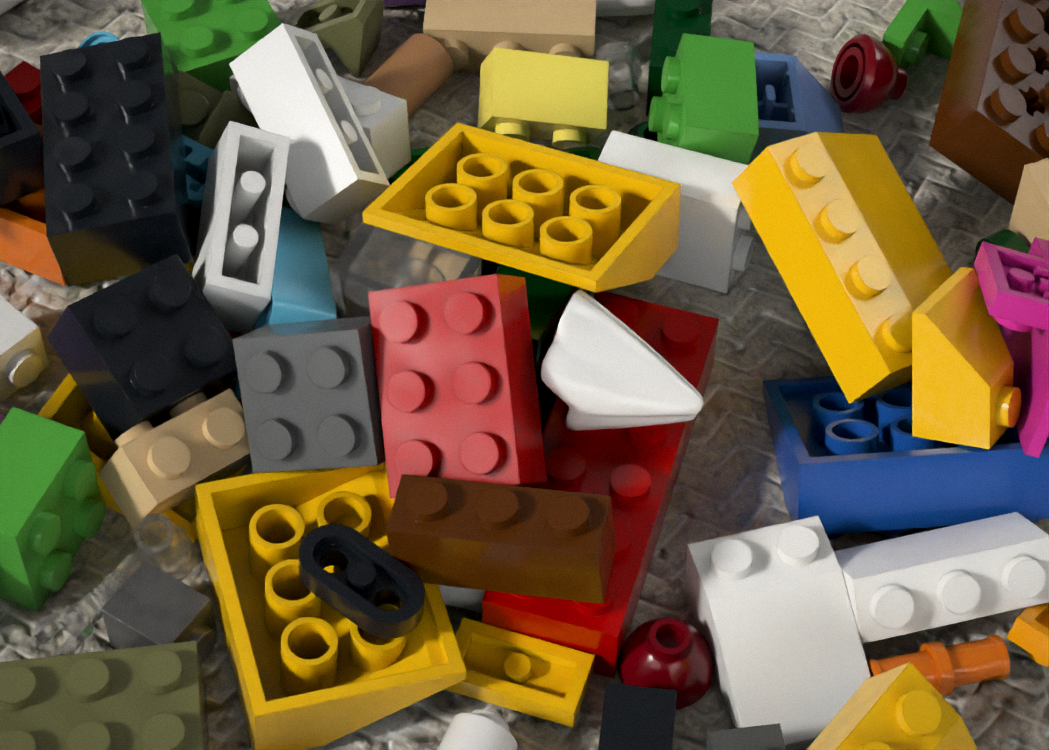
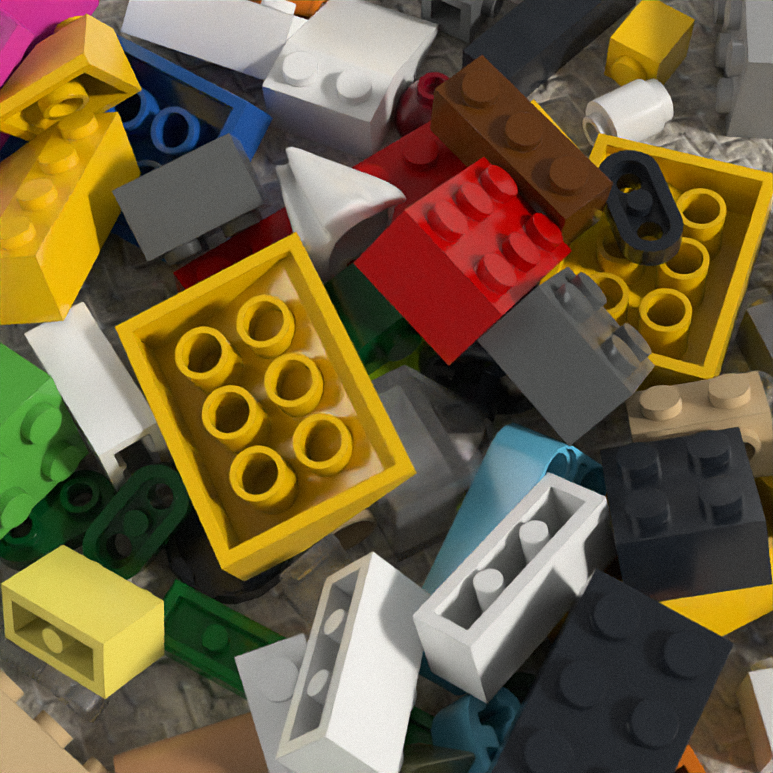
camera: 140 degrees left, 10 degrees up
(752, 358) = (192, 200): none -> dark grey brick

